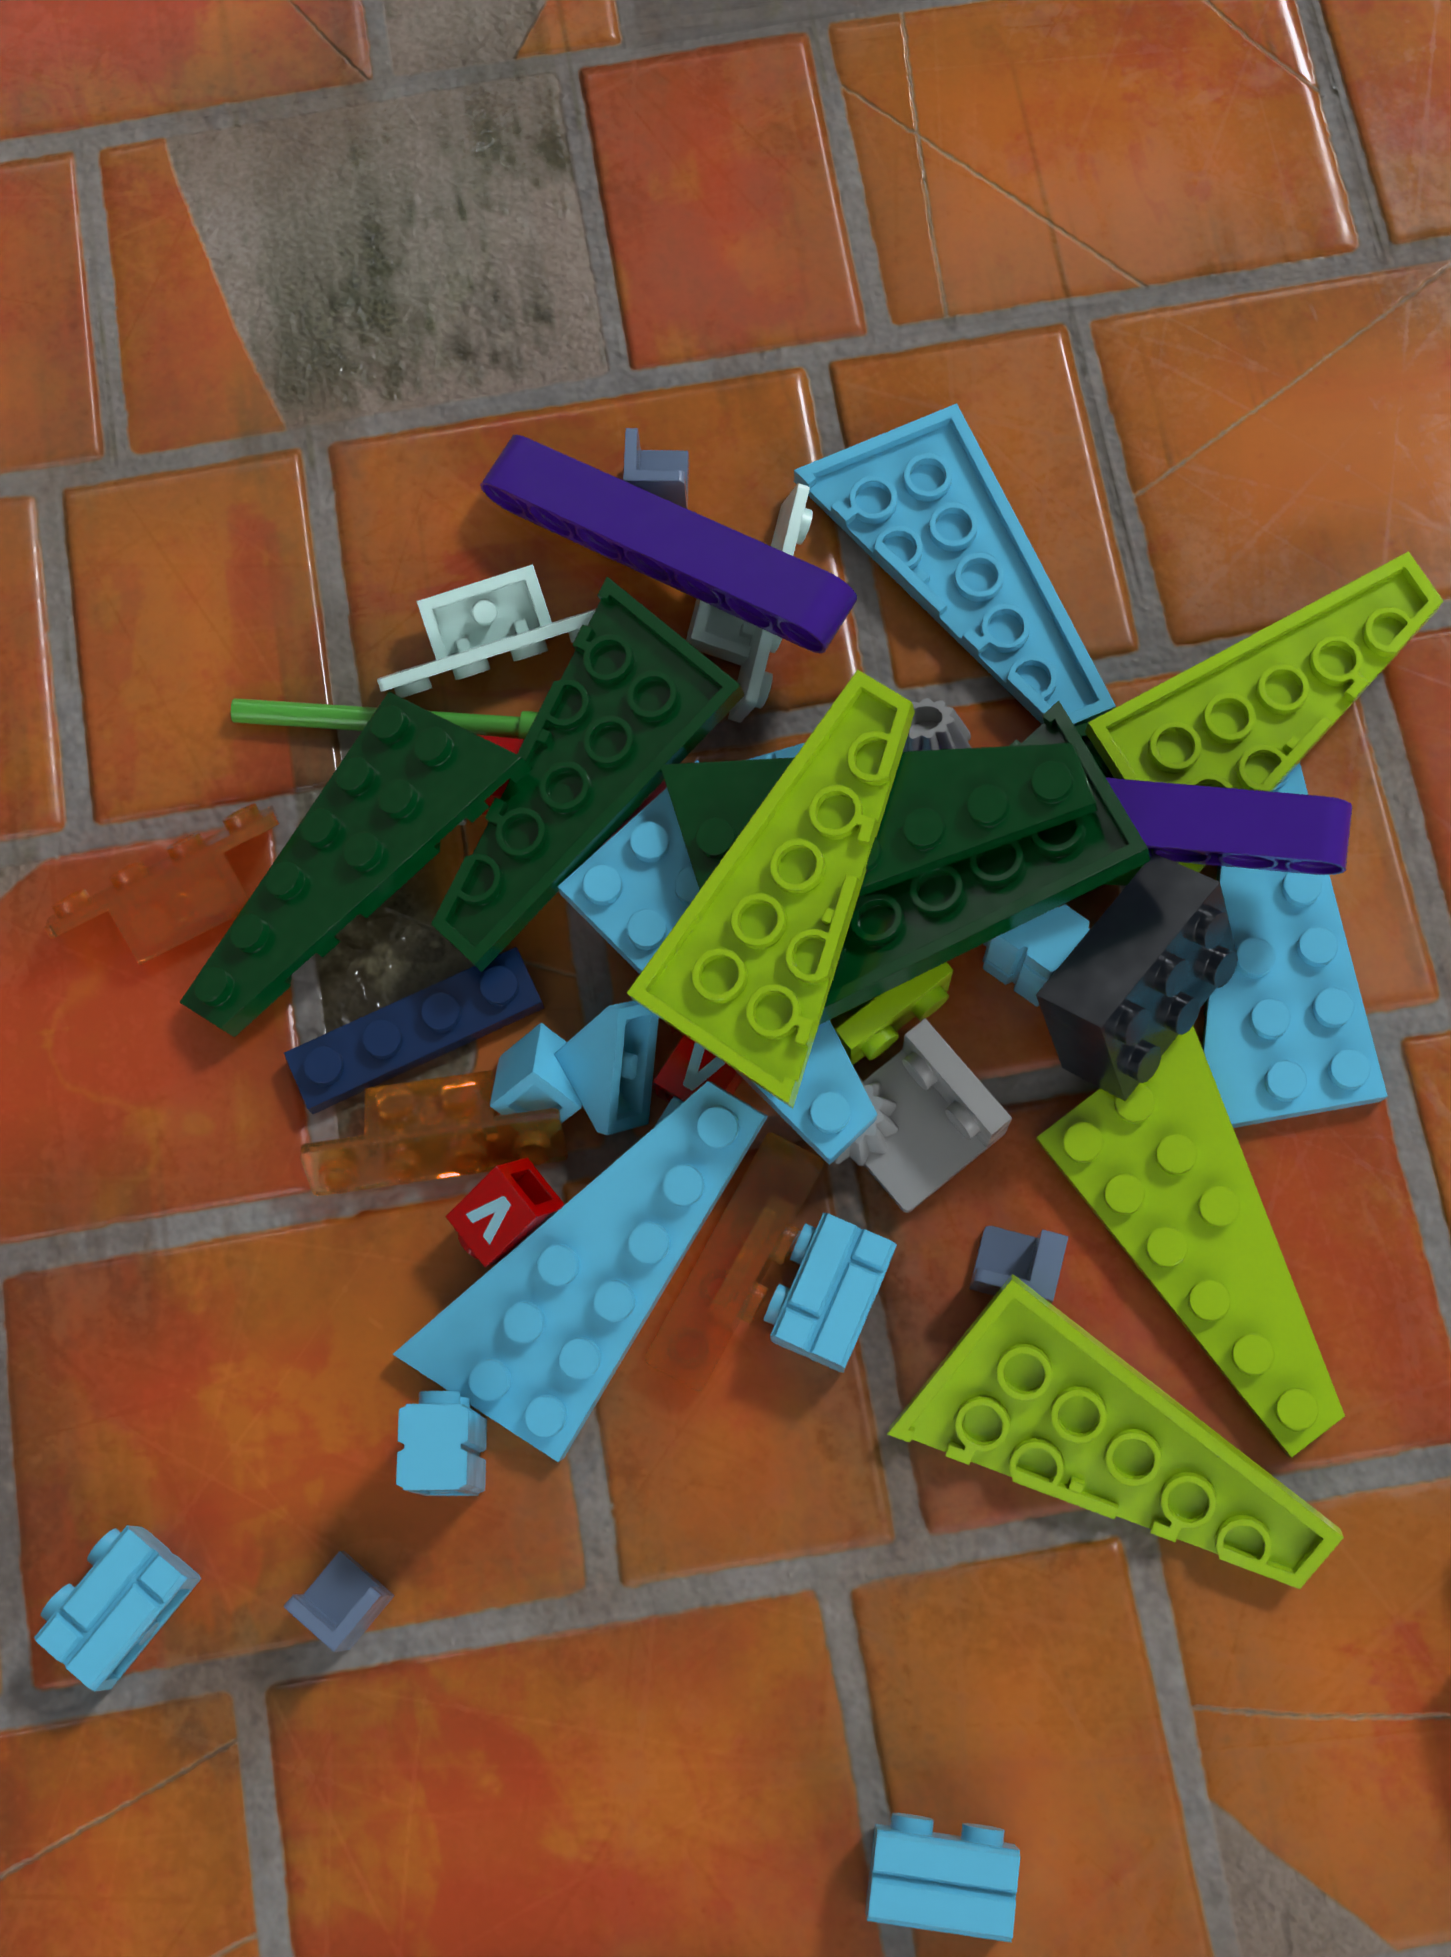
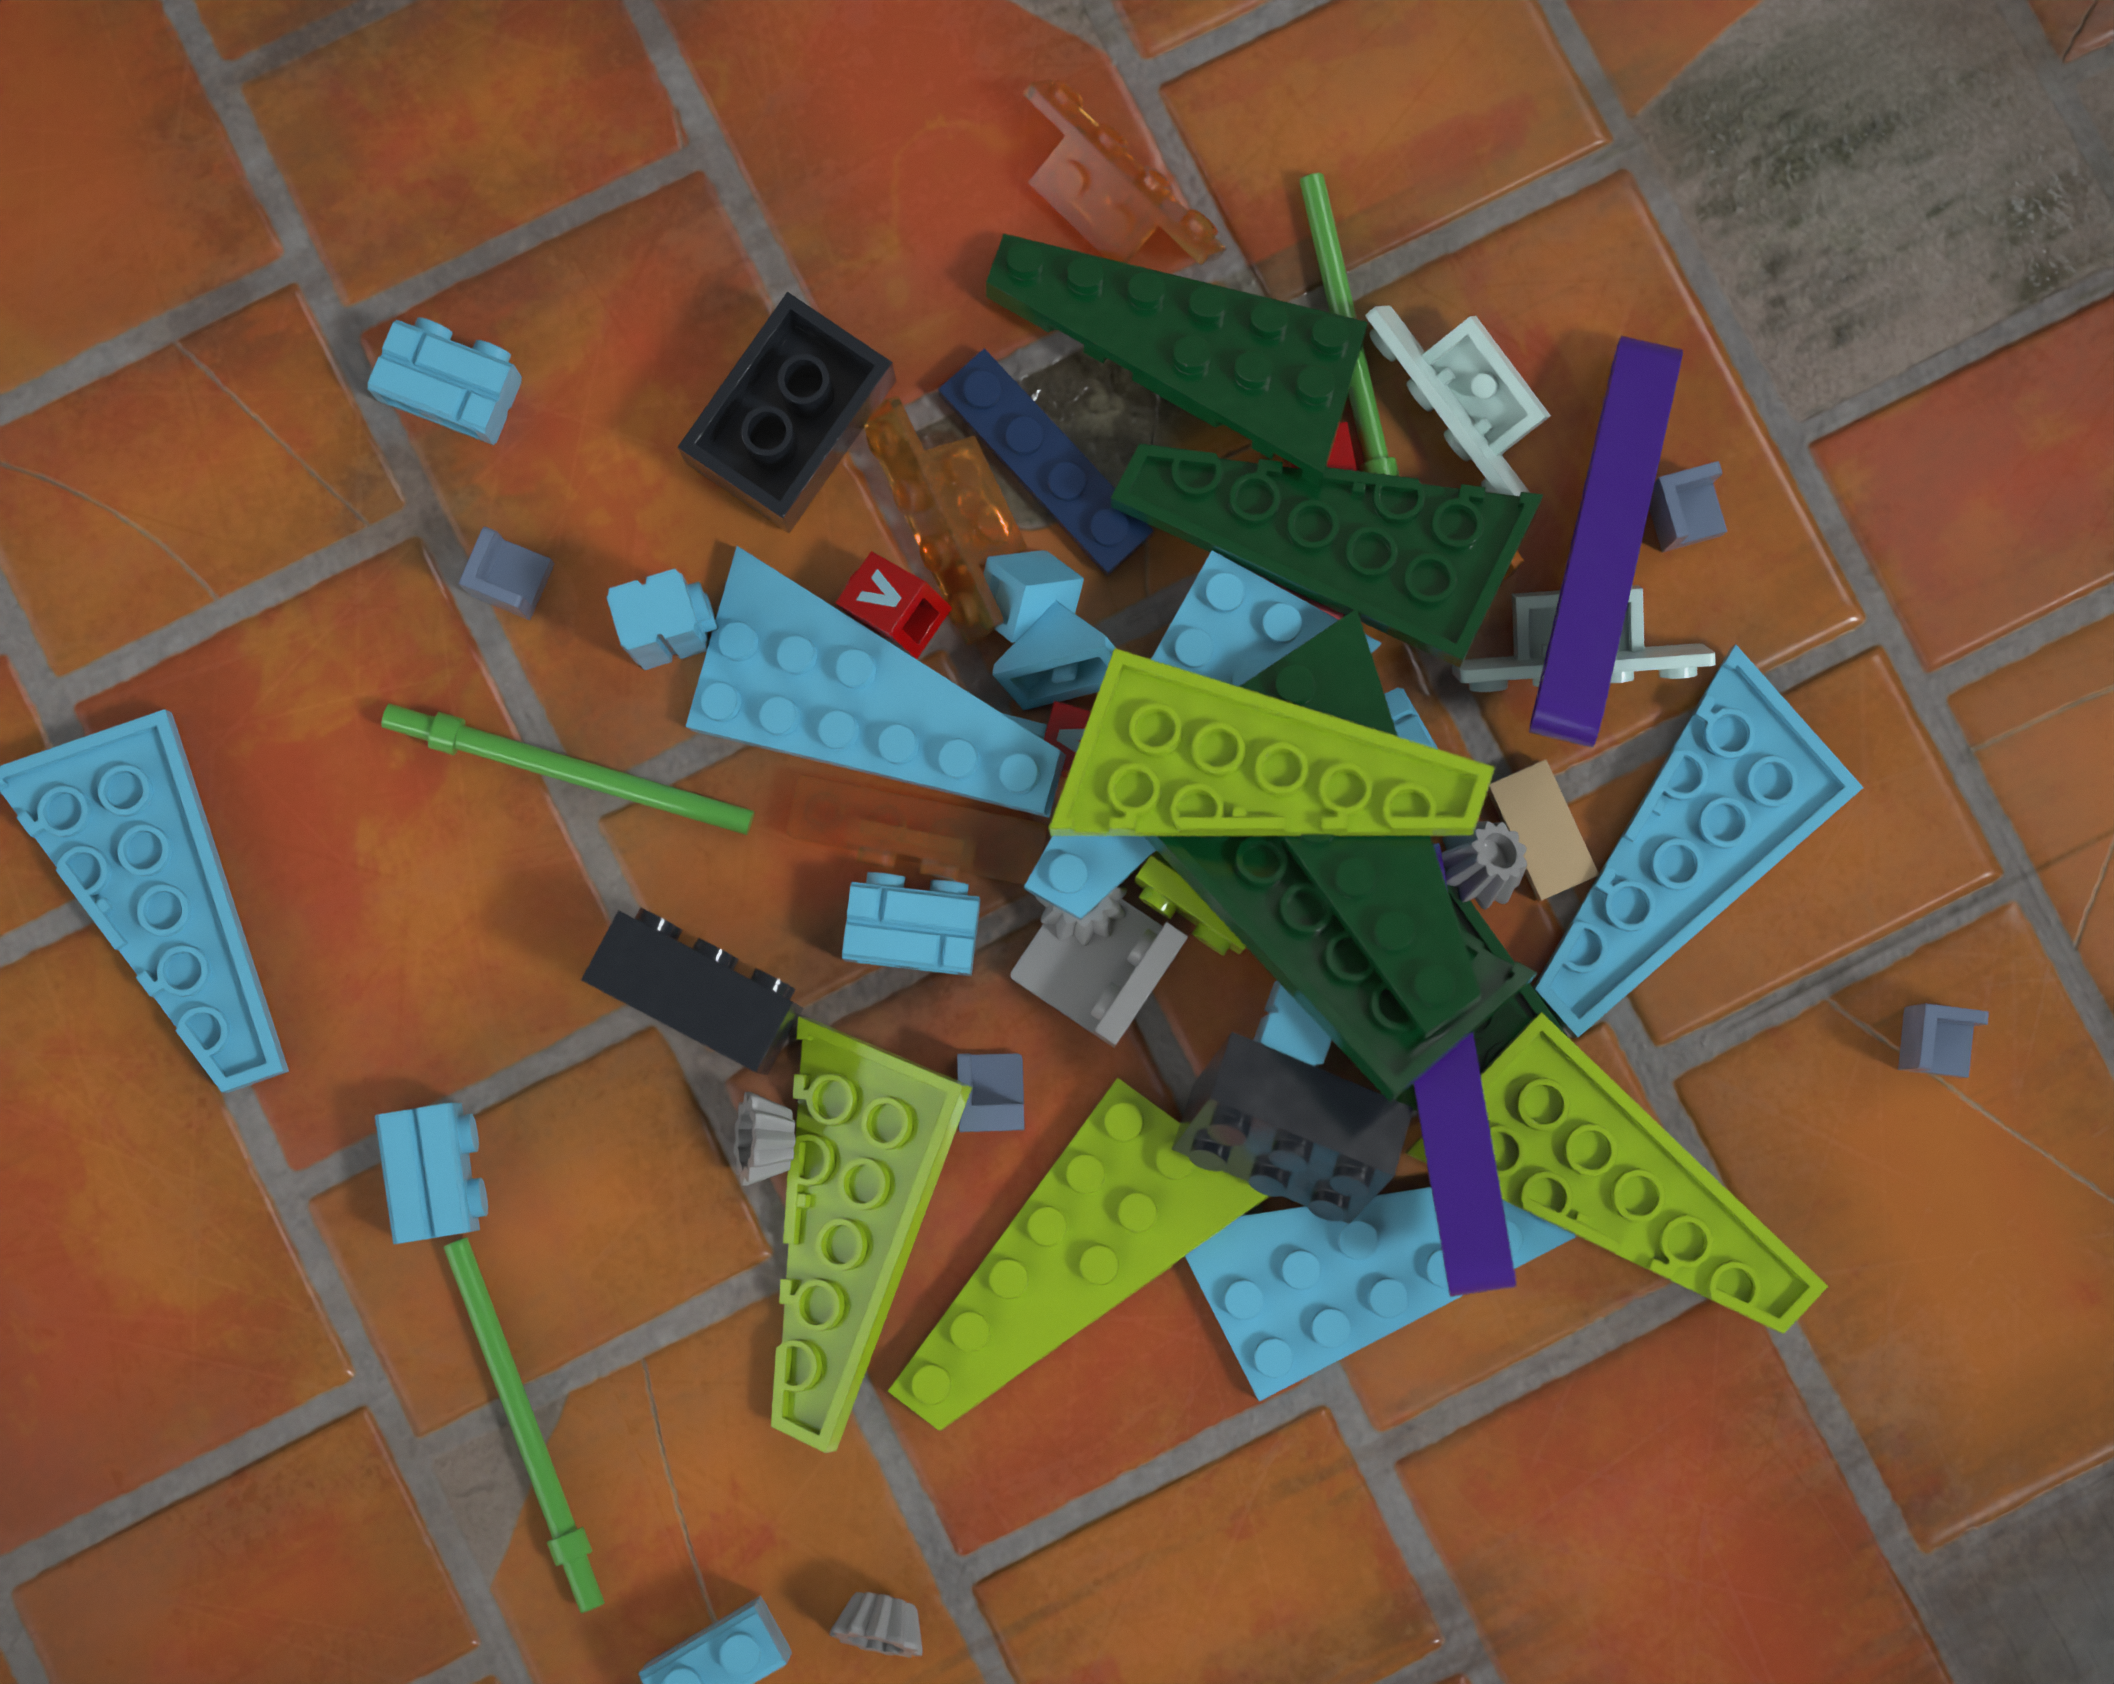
camera: 65 degrees right, 10 degrees up
(277, 1259) = (788, 412): none -> black brick
(485, 1715) = (450, 734): none -> bright green bar
(835, 1526) = (694, 989): none -> black brick
(930, 675) = (1537, 810): none -> tan tile
(1003, 1508) = (763, 1139): none -> light grey piece
(1198, 411) = (1938, 1039): none -> sand blue panel
(1369, 1844) = (568, 1543): none -> bright green bar

